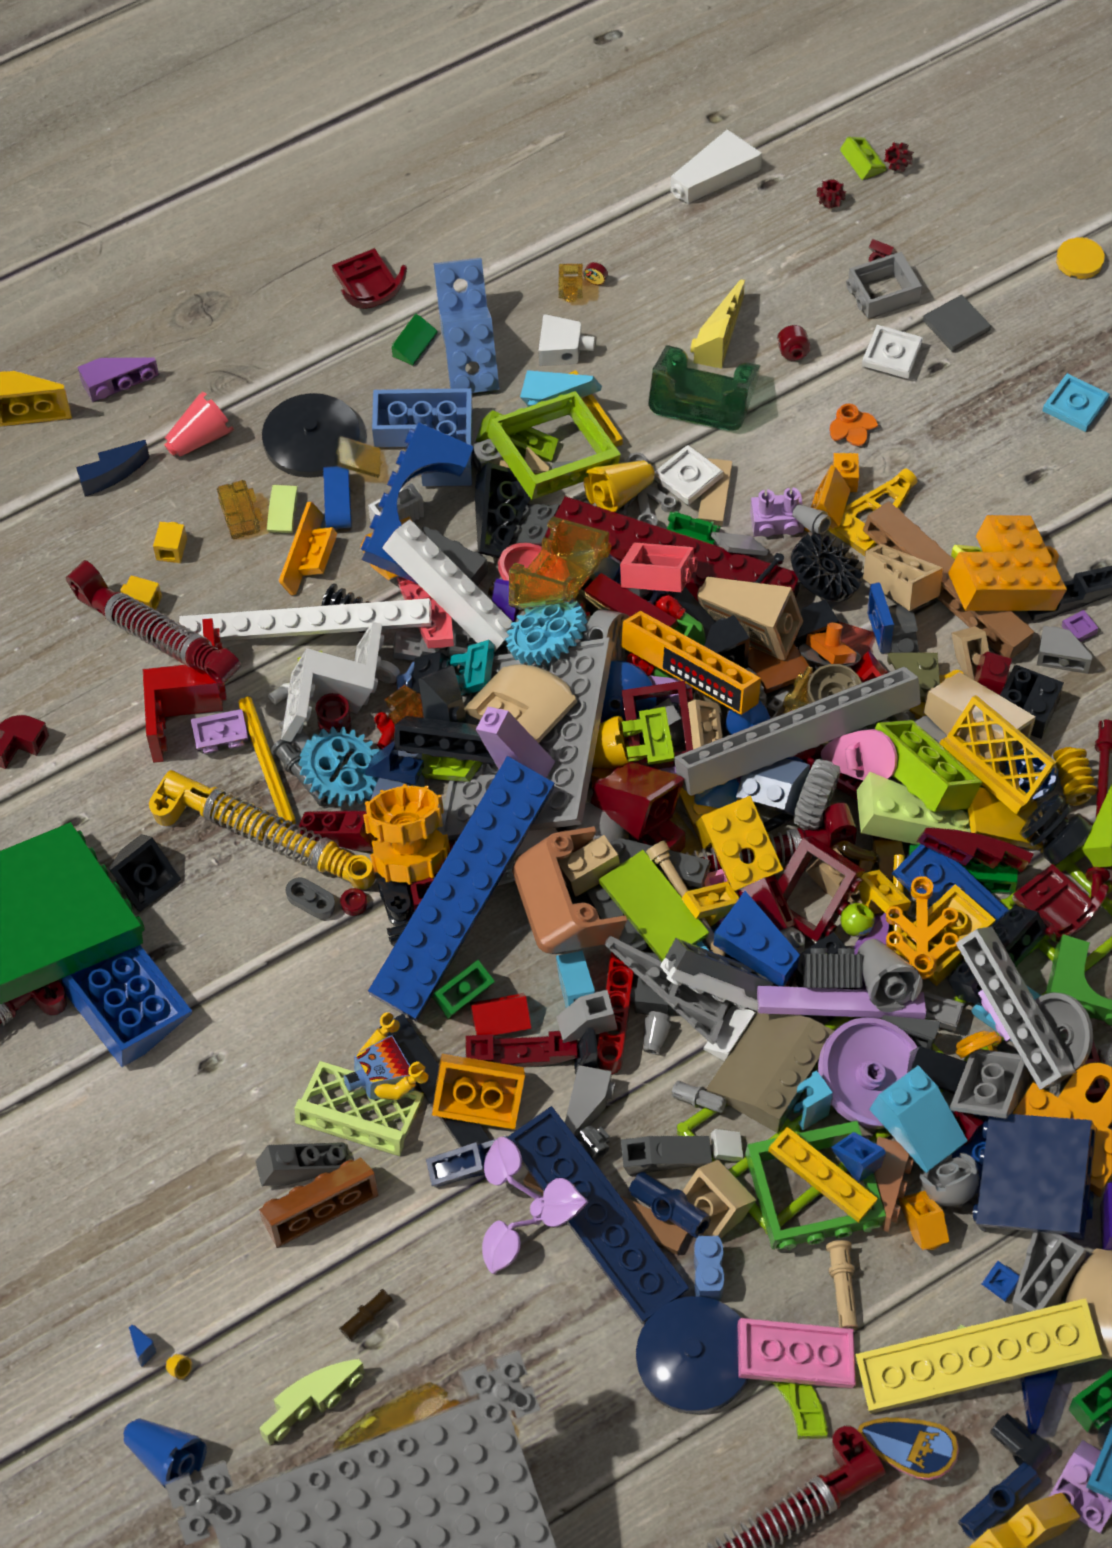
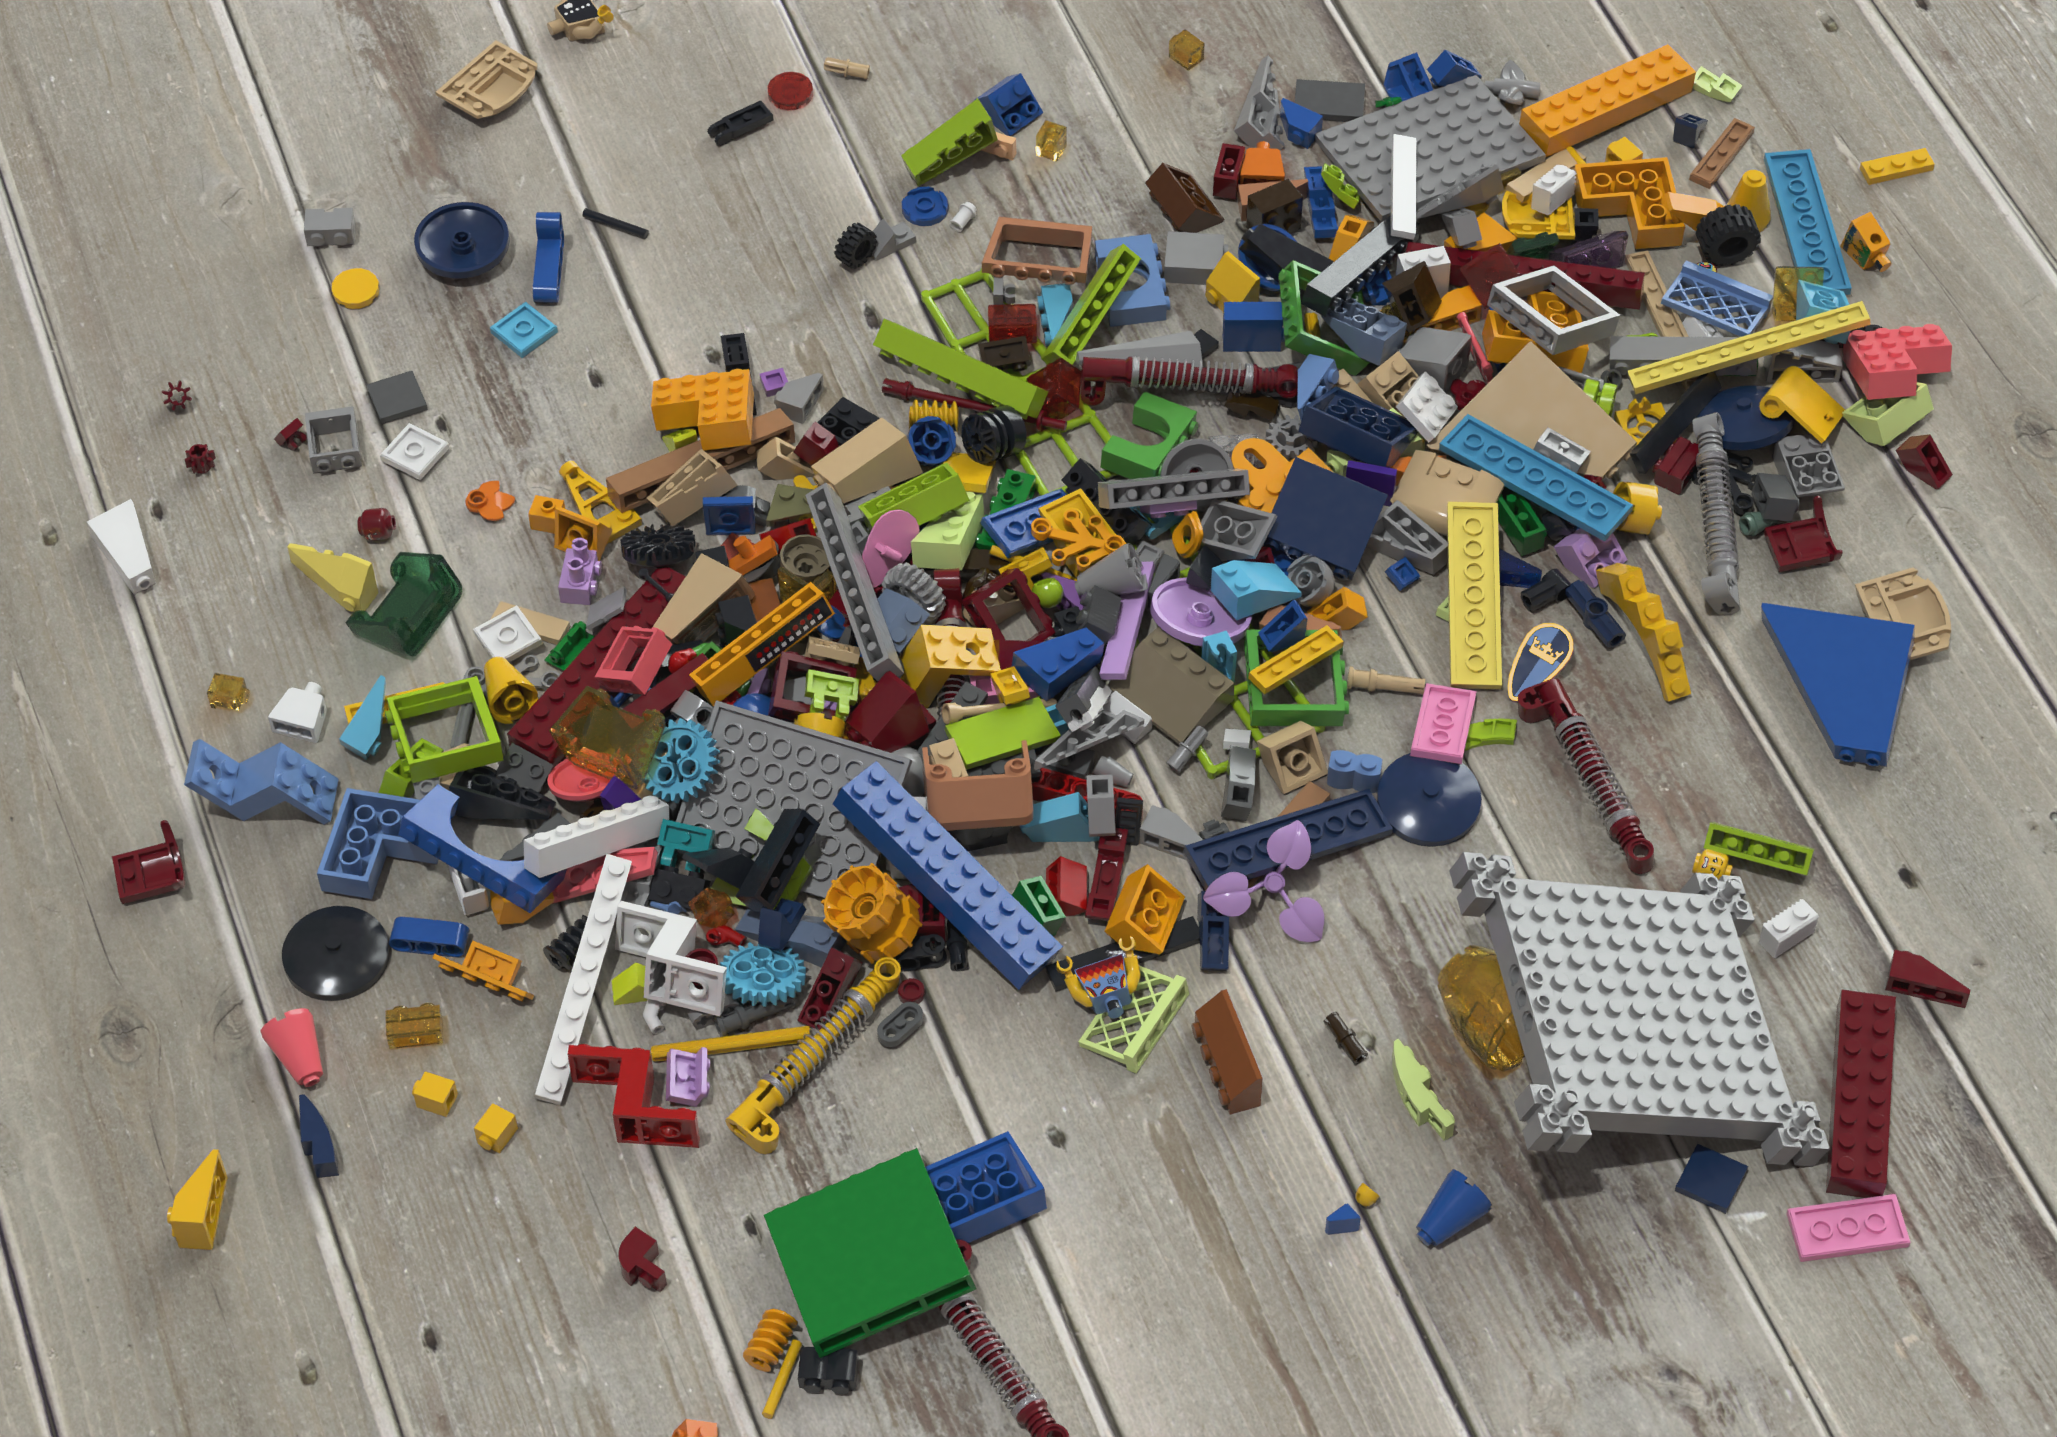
camera: 80 degrees left, 5 degrees down
(111, 375) = (189, 1126): medium lavender slope -> none
(125, 612) = (515, 1141): dark red piece -> none
(143, 871) = (828, 1158): black slope -> none
(282, 508) = (424, 987): yellowish green slope -> none
(298, 1162) = (1183, 1069): dark grey slope -> none
(359, 457) = (387, 908): clear yellow piece -> none
(413, 340) = (246, 843): green slope -> none
(507, 737) = (818, 791): lavender slope -> none
(530, 694) = (753, 793): tan slope -> none
(595, 273) = (224, 666): tile -> none
(669, 1204) = (1300, 779): dark blue piece -> none
(813, 519) = (606, 539): light grey cone -> none
(862, 157) = (159, 428): lime slope -> none
(965, 845) = (1007, 486): dark red slope -> none
(990, 774) = (952, 455): yellow fence -> none
(1059, 902) = (1059, 452): dark red piece -> none

